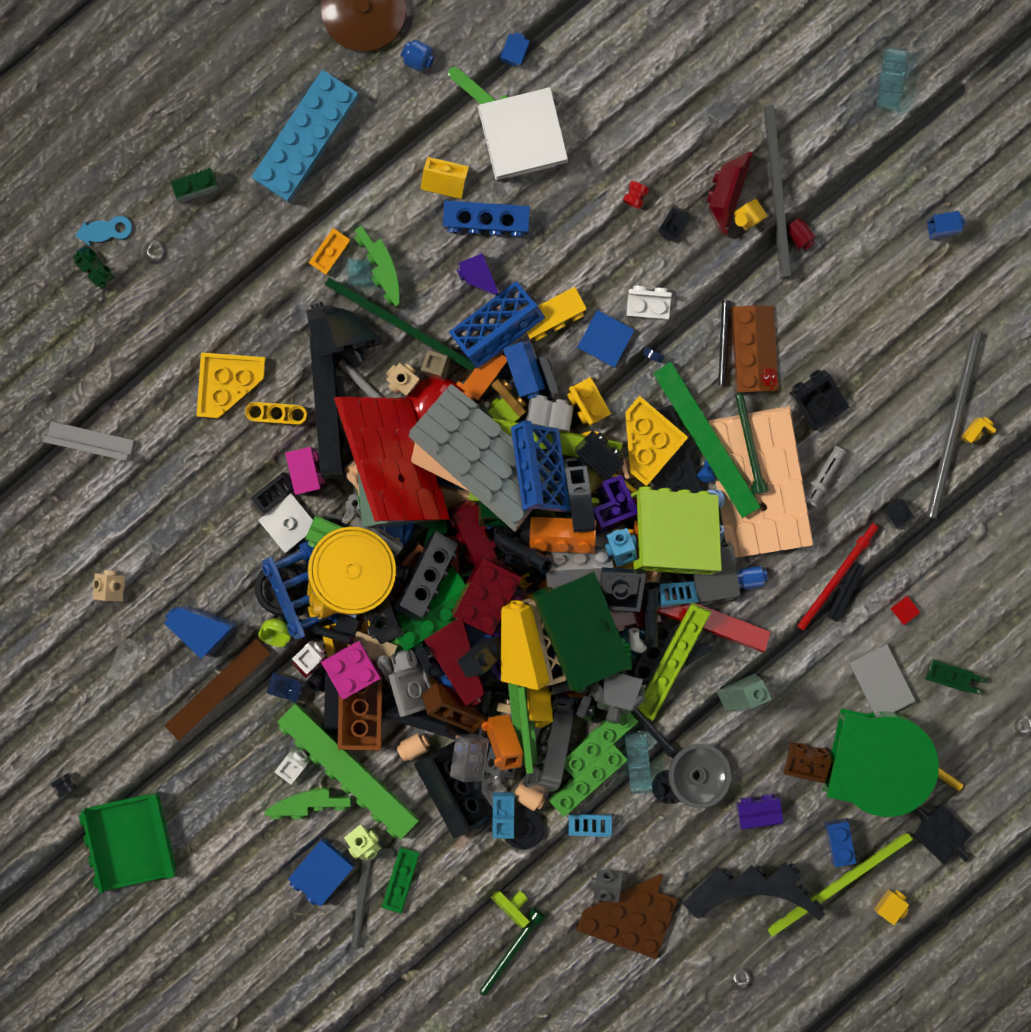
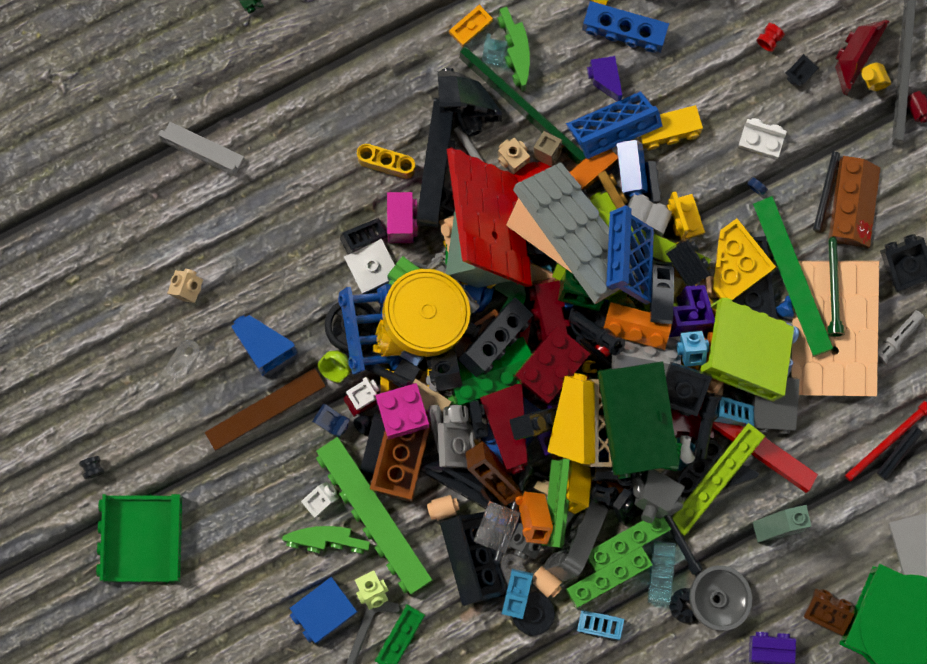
camera: 10 degrees right, 10 degrees down
(225, 381) = (345, 121): yellow plate -> none
(605, 338) = (714, 162): blue tile -> none
(752, 577) = (810, 417): blue brick -> none

